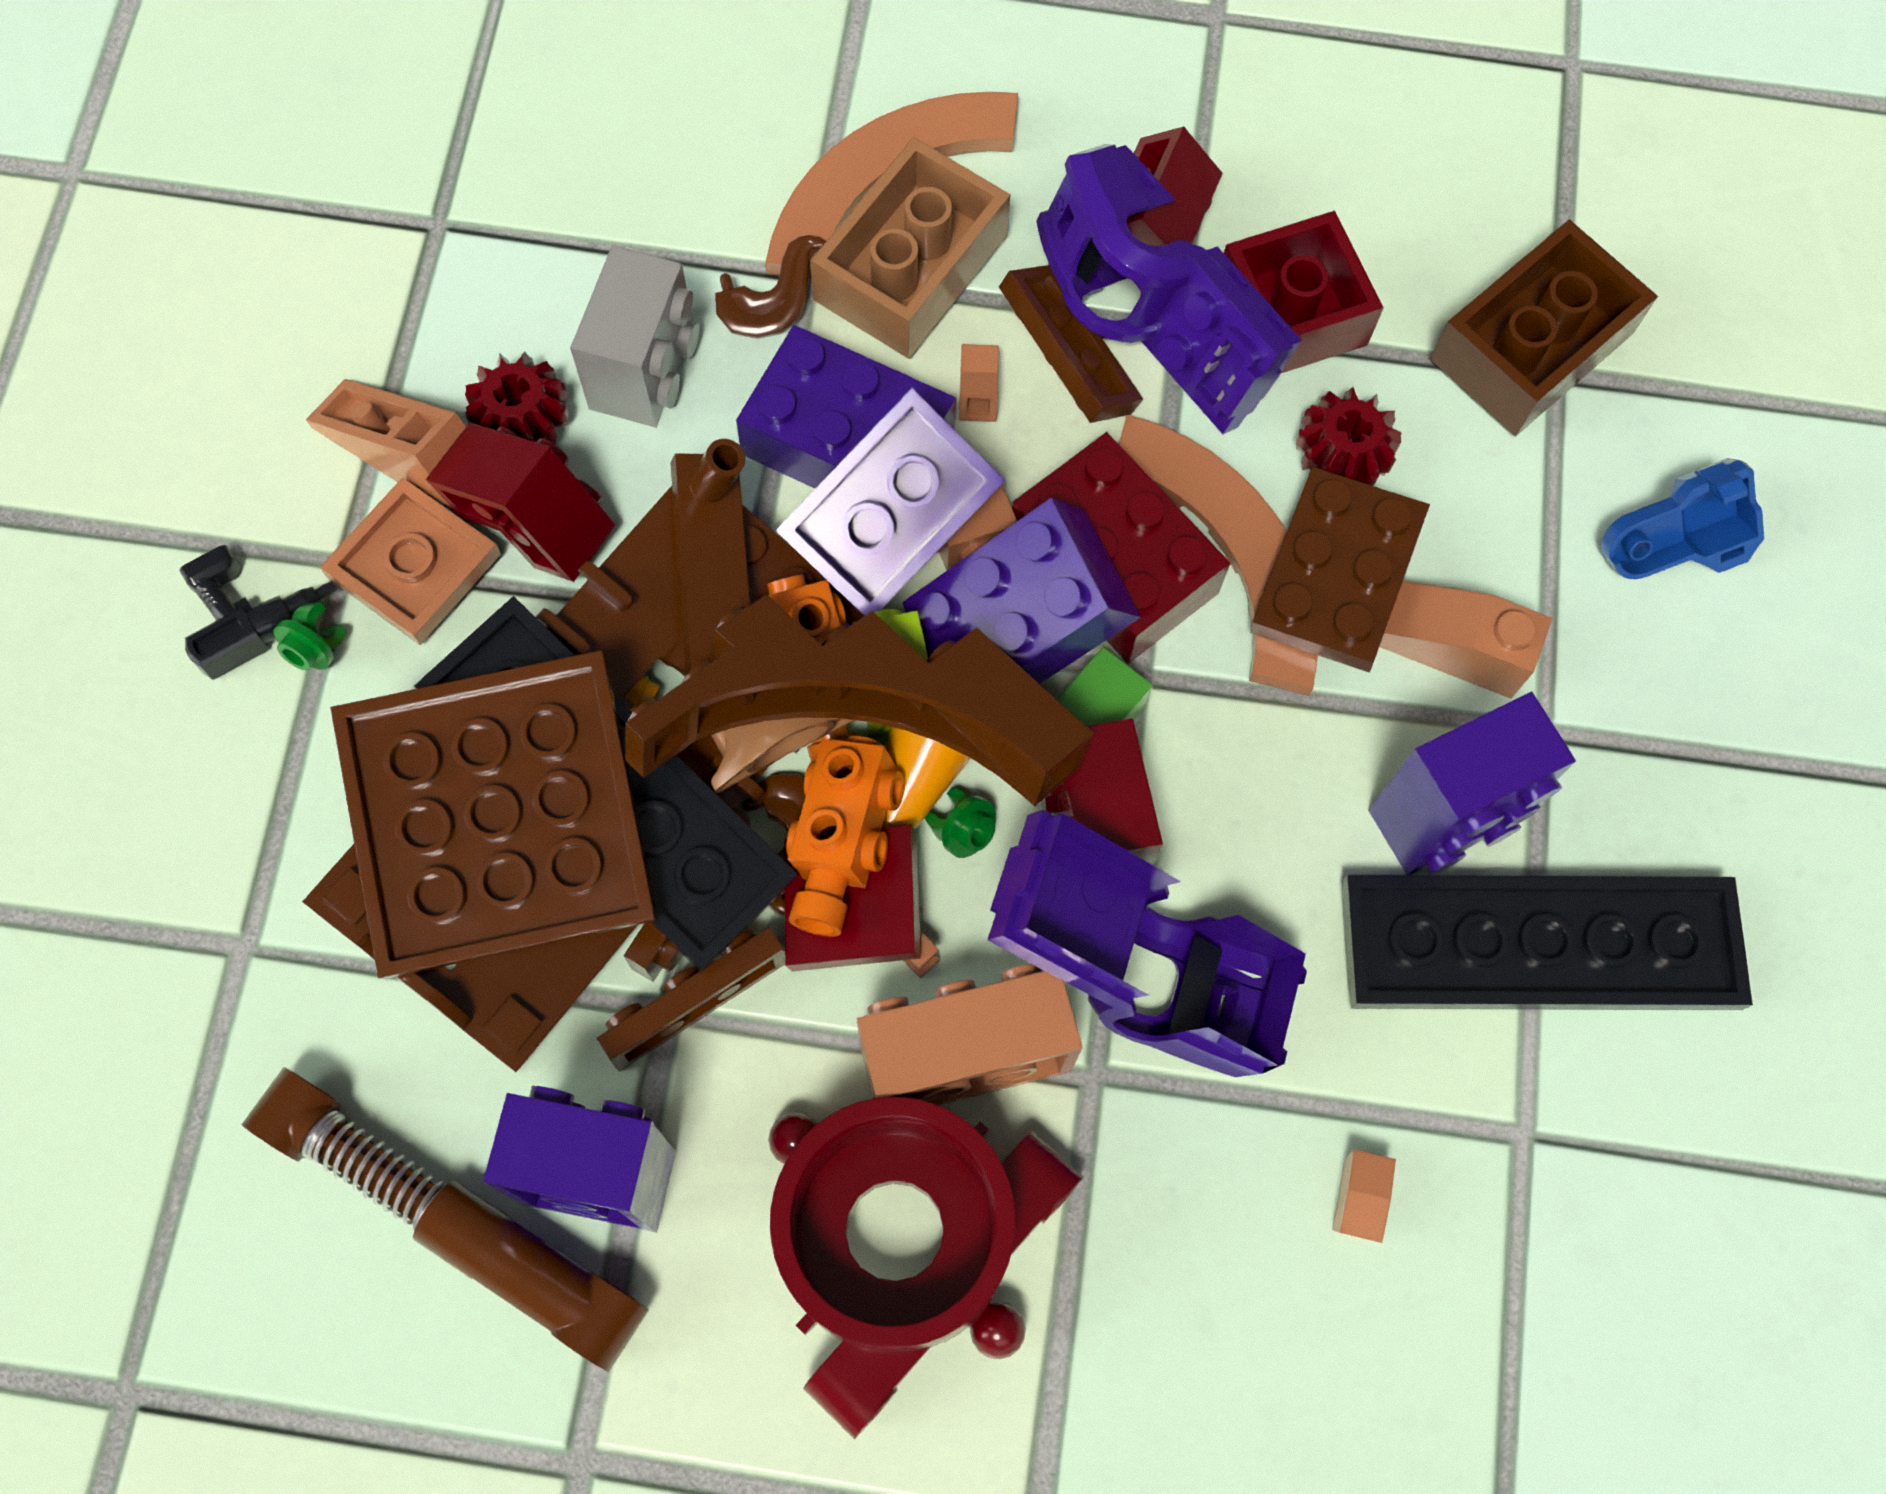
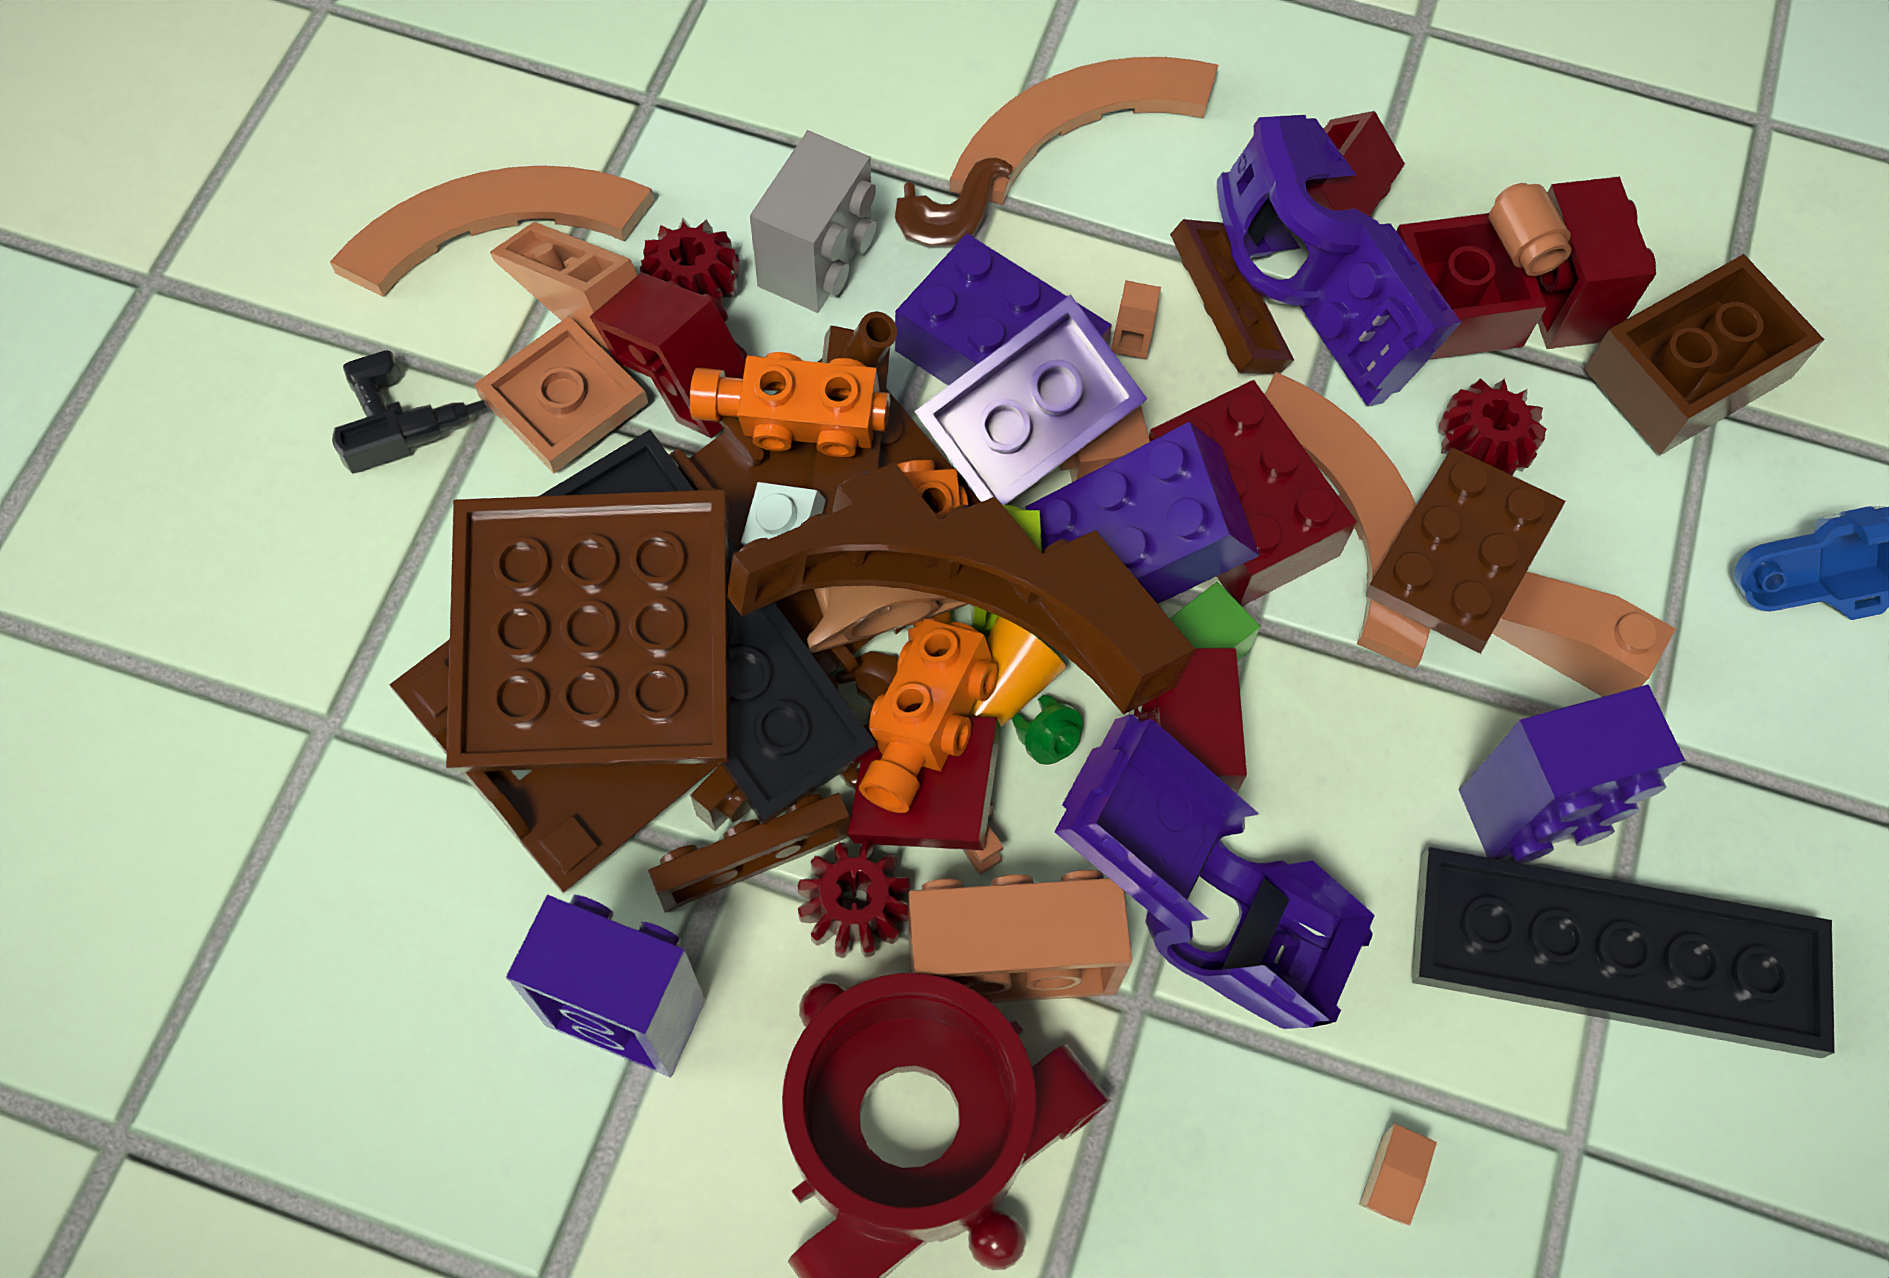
camera: 10 degrees right, 5 degrees down
(289, 366) = (484, 203): none -> nougat tile
(301, 642) = (442, 452): green plate -> none
(452, 1222) = (473, 1029): reddish brown piece -> none
(661, 661) = (779, 510): none -> light aqua plate
(663, 548) = (801, 407): none -> orange brick
(778, 1030) = (854, 874): none -> dark red gear
(910, 247) = (1091, 184): medium nougat brick -> none
(1356, 230) = (1530, 228): none -> nougat brick
(1417, 249) = (1605, 268): none -> dark red brick

